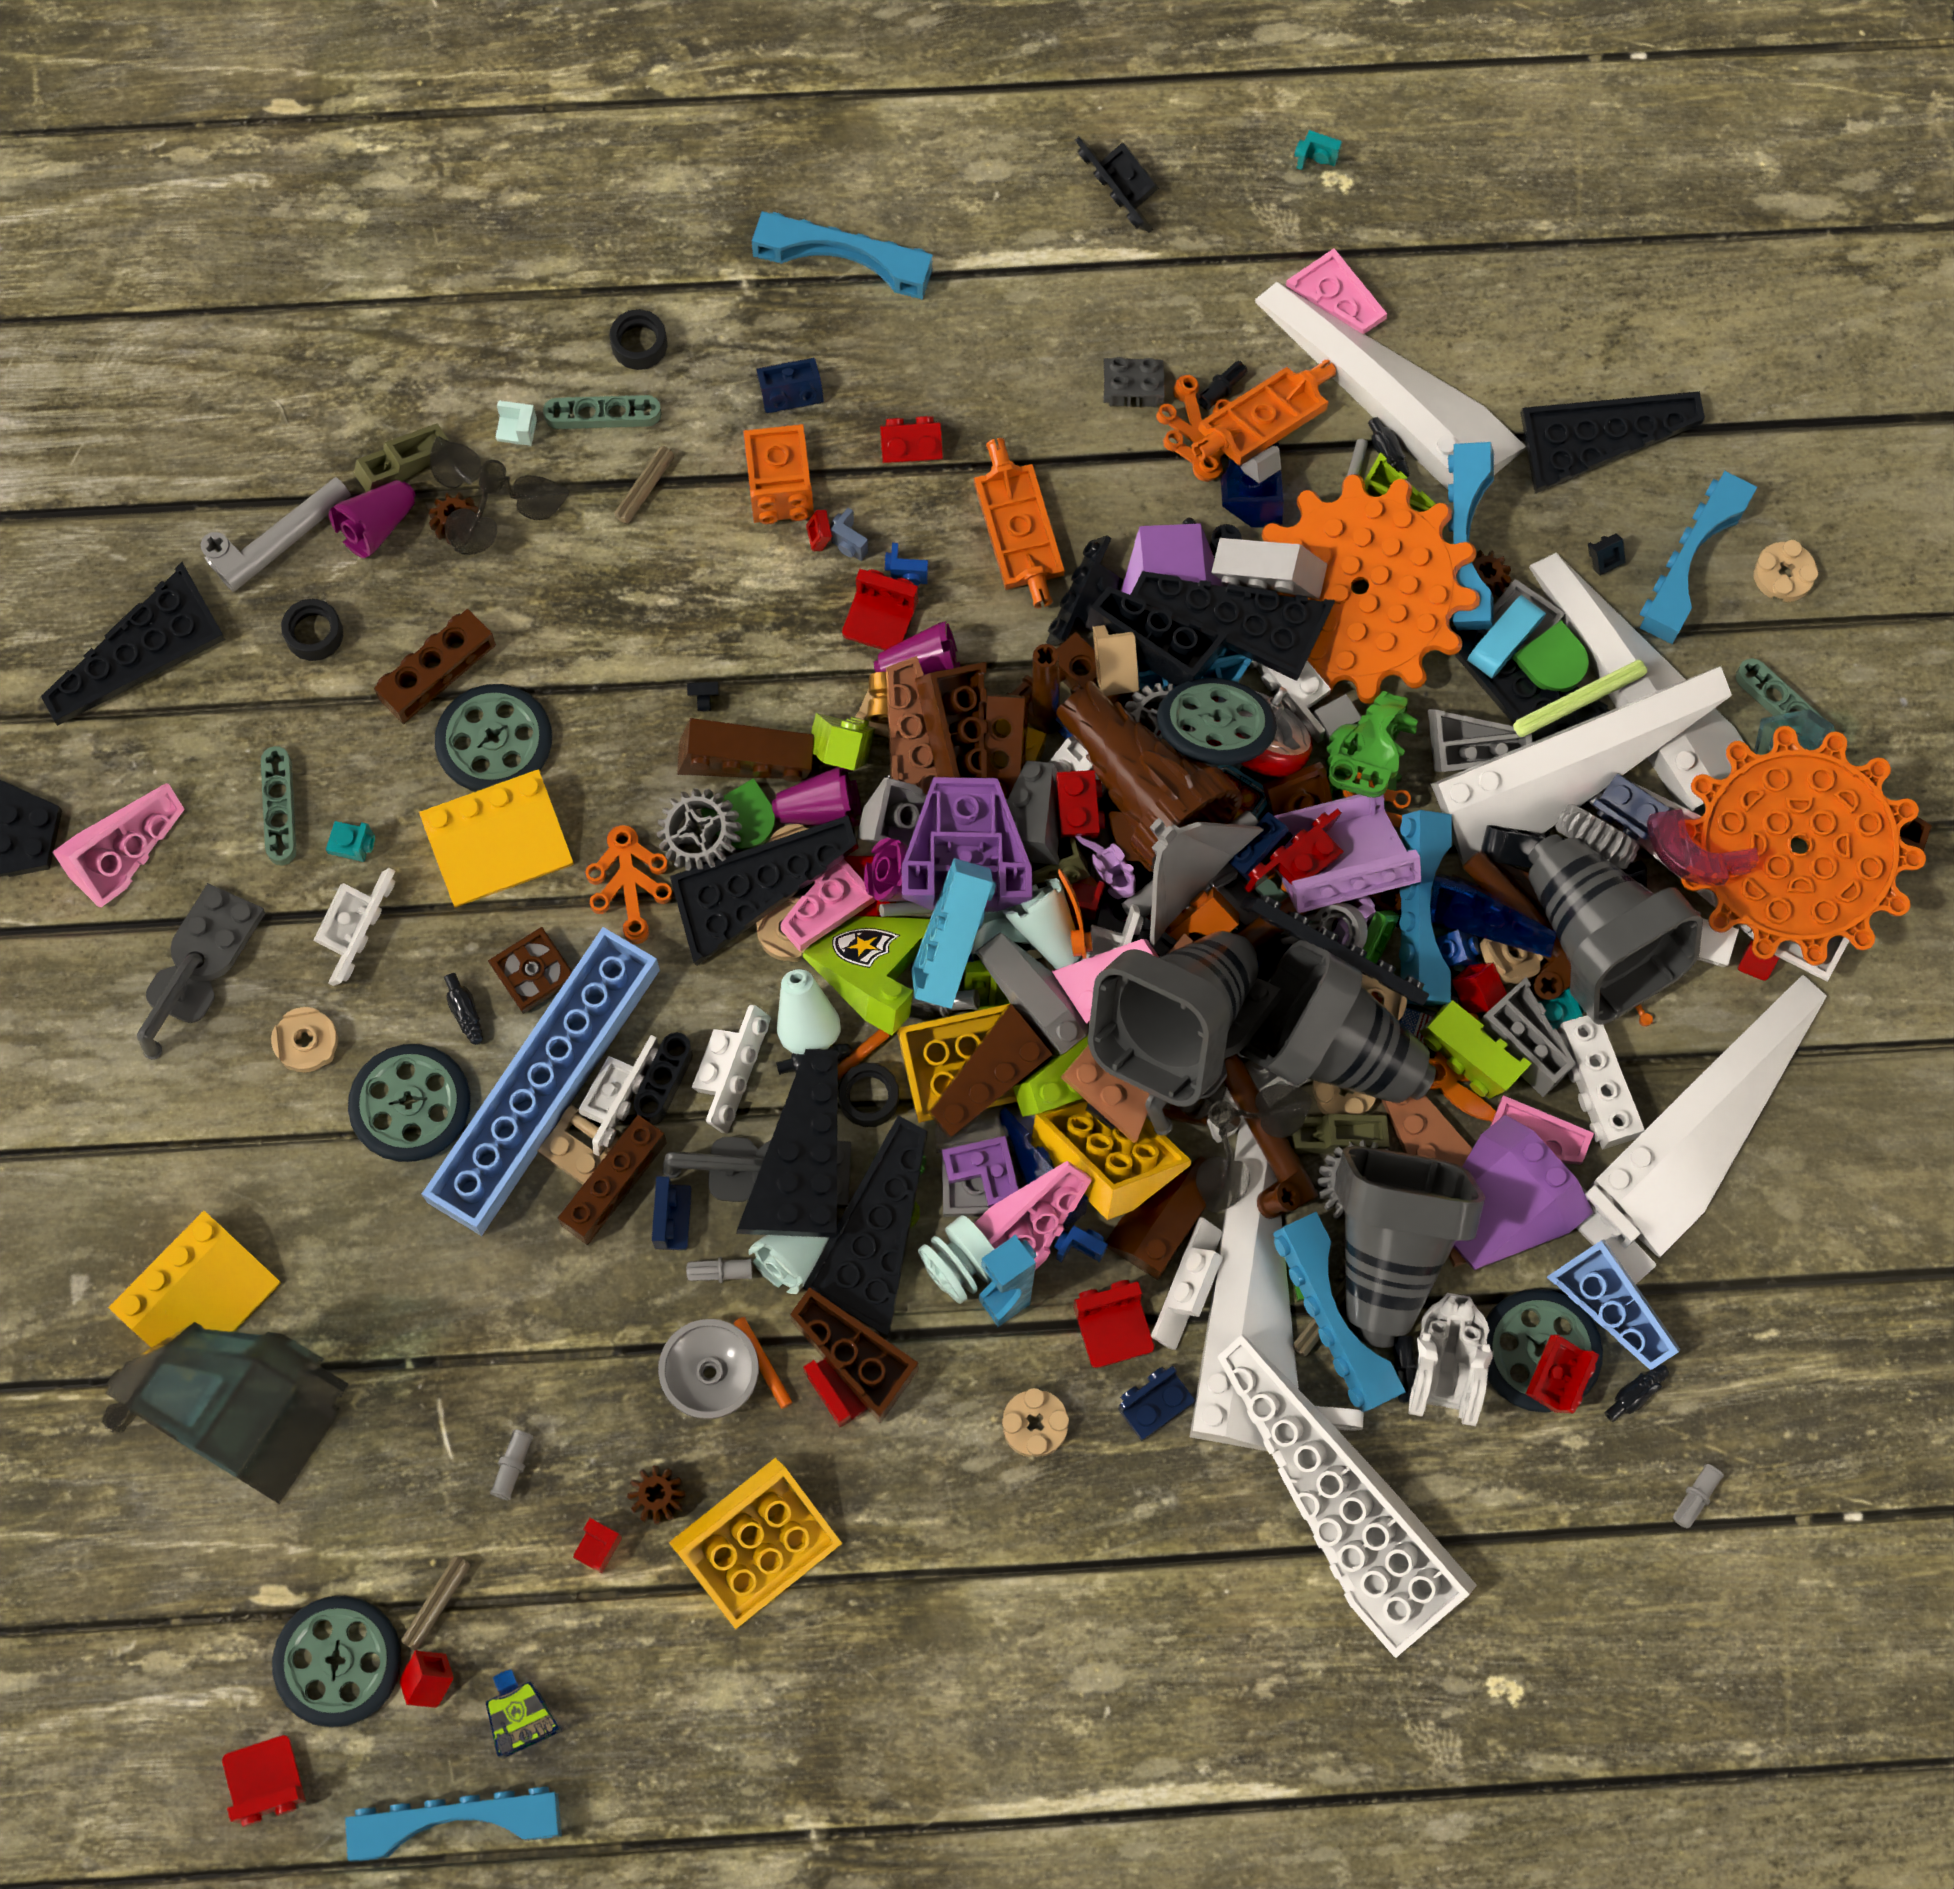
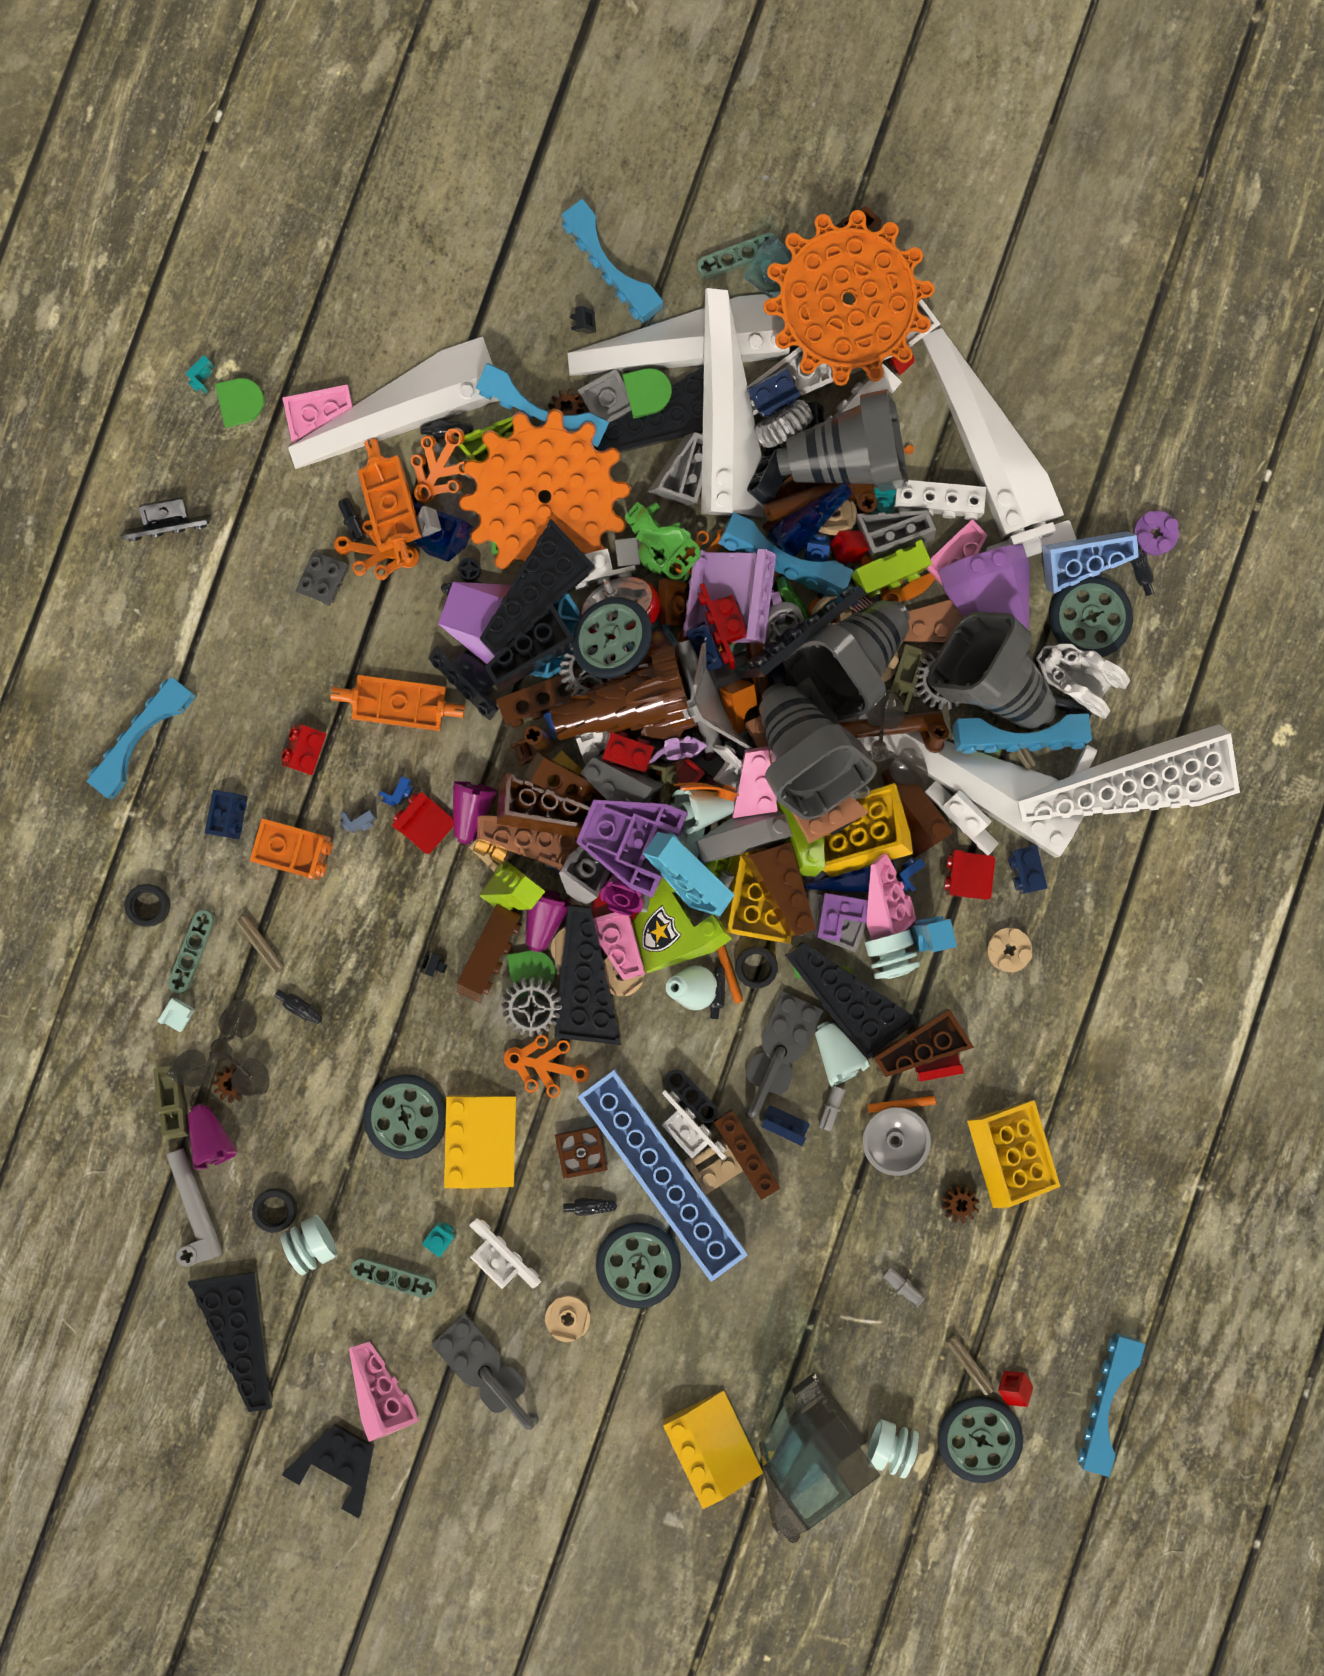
camera: 65 degrees left, 15 degrees up
(262, 1781) = (1038, 1511): red bracket -> none
(280, 1533) = (896, 1449): none -> light aqua wheel
(282, 681) = (304, 1247): none -> light aqua wheel
(432, 681) = (355, 1167): reddish brown brick -> none
(519, 1716) = (1061, 1339): torso -> none
(583, 559) = (298, 1007): none -> black piece
(597, 1545) = (975, 1252): red panel -> none
(728, 1066) = (699, 1050): white bracket -> none
(799, 1172) = (796, 1034): black wing -> none
(819, 530) = (346, 839): red tile -> none
(1115, 661) = (536, 684): tan panel -> none
(1269, 566) = (508, 551): wedge -> none
(1306, 207) = (239, 401): none -> bright green tile
(1336, 450) = (437, 467): none -> orange plant
(1506, 636) = (619, 415): medium azure beam -> none
(1562, 1375) = (1117, 612): red bracket -> none
(1580, 698) = (686, 389): yellowish green axle -> none
(1587, 435) = (492, 293): black wing -> none
(1689, 861) = (820, 379): clear pink arch -> none
(1698, 1496) = (1219, 564): light grey axle -> none
(1708, 1376) = (1167, 527): none -> medium lavender plate
(1794, 557) = (652, 198): tan plate -> none

